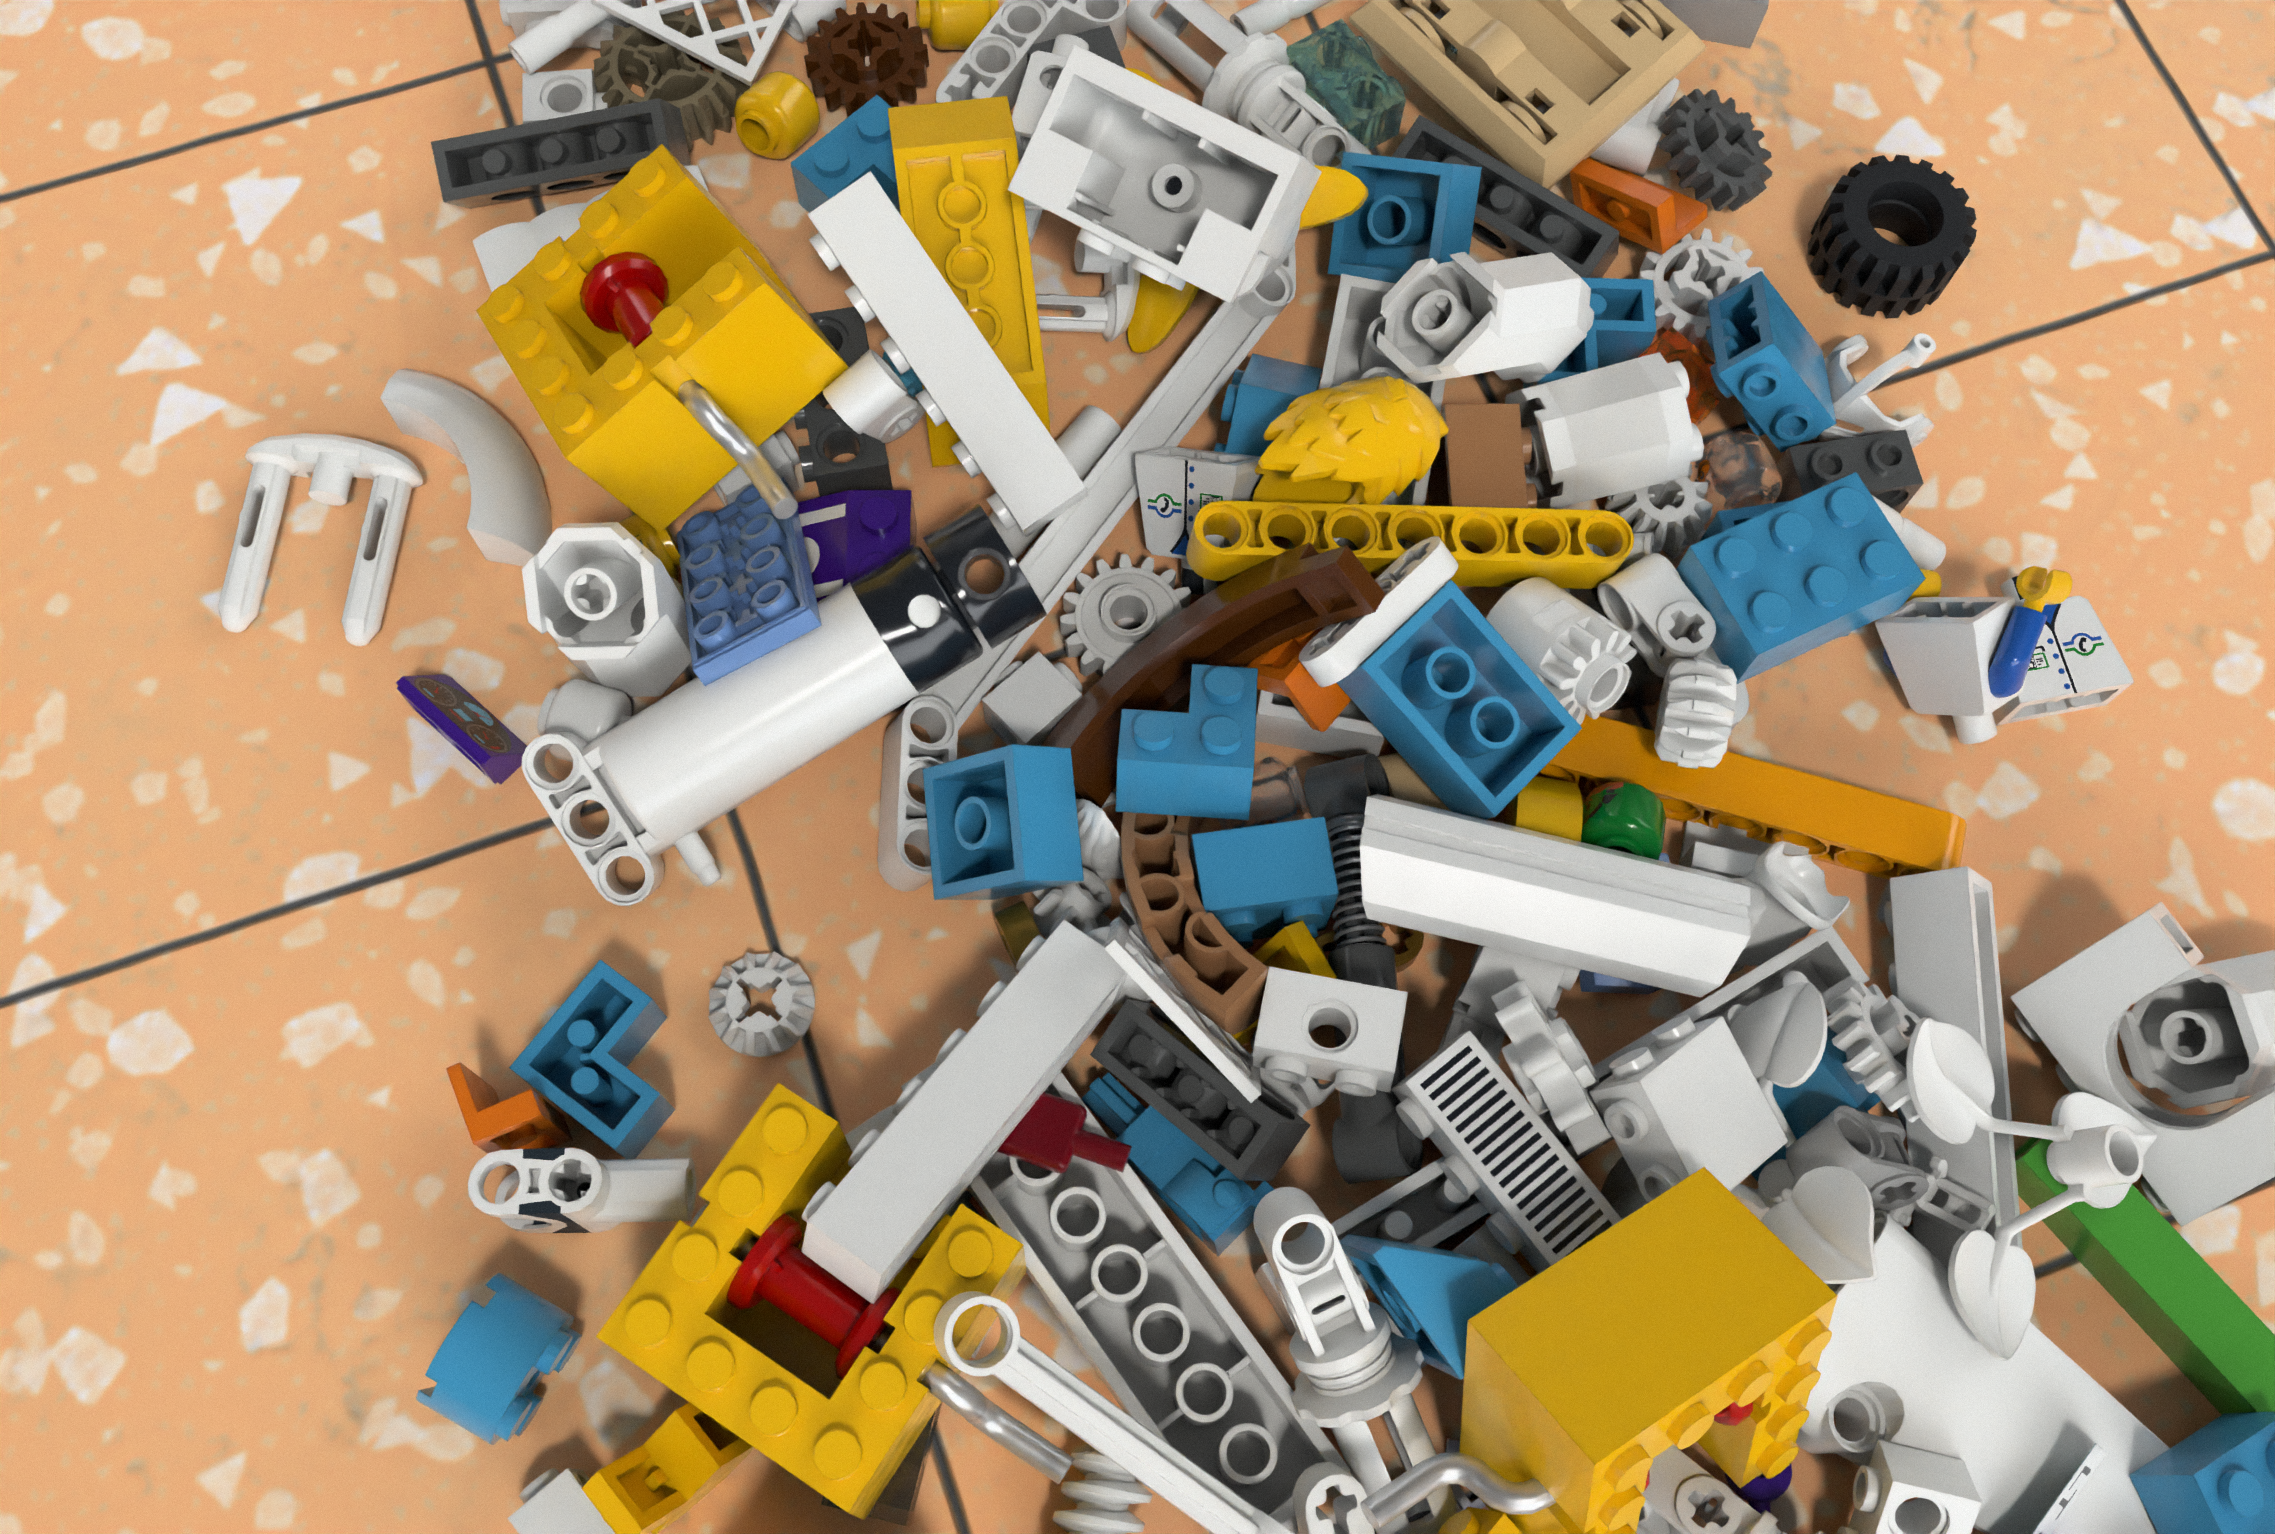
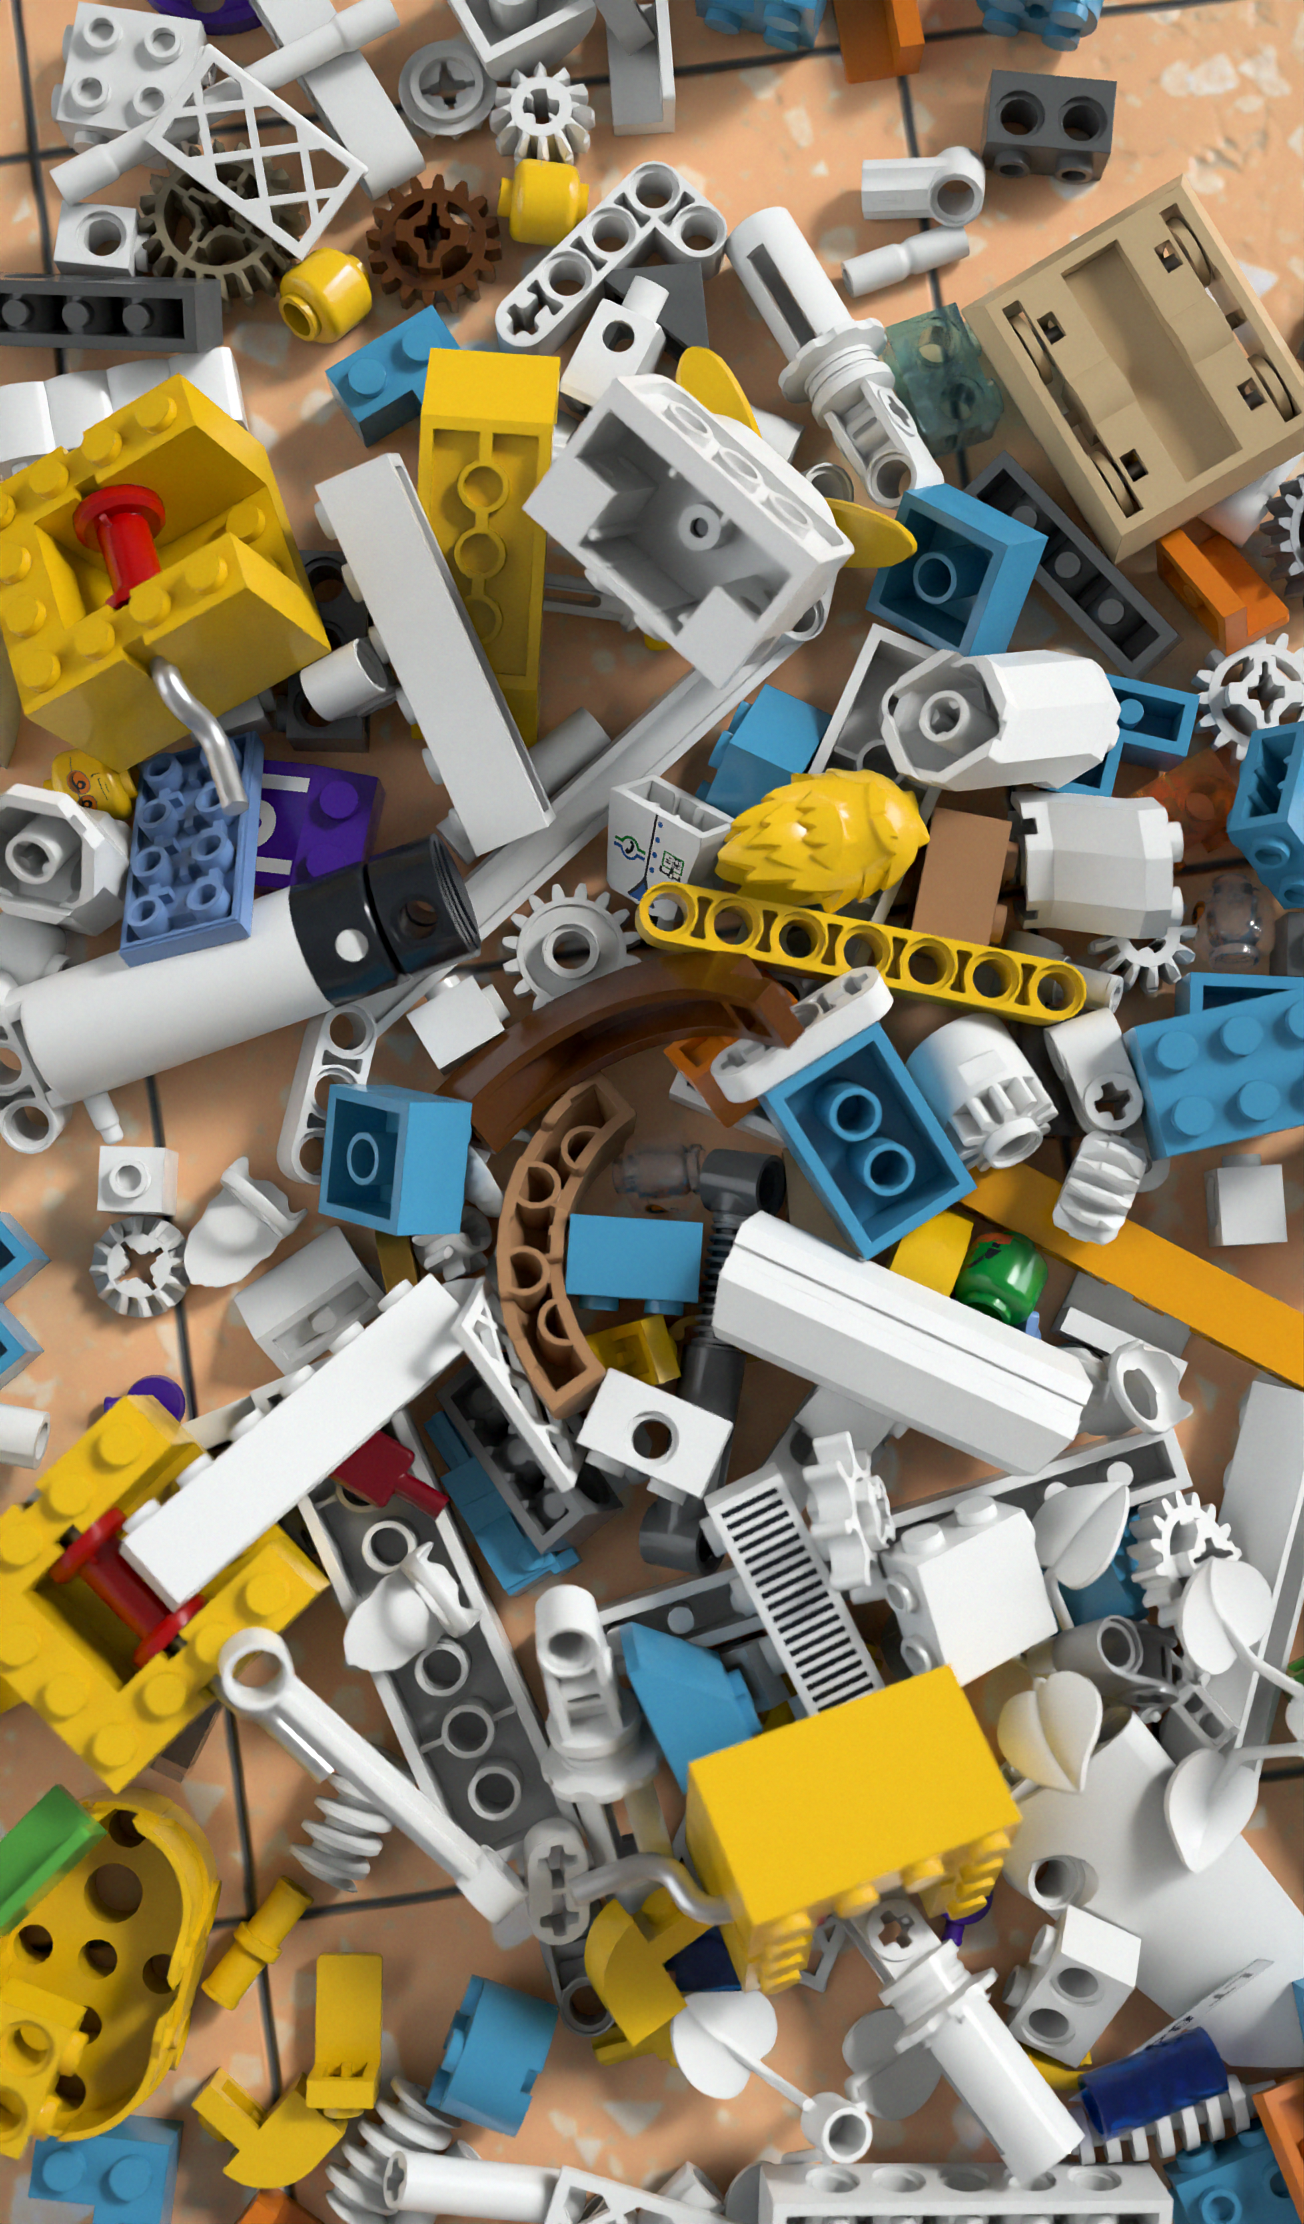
camera: 15 degrees right, 15 degrees up
(743, 914) = (137, 1180): none -> white brick
(854, 941) = (238, 1228): none -> white piece
(937, 995) = (309, 1301): none -> white panel
(1116, 1271) = (406, 1614): none -> white piece
(1194, 759) = (594, 1140): dark azure brick -> none
(1827, 721) = (1245, 1202): none -> white brick

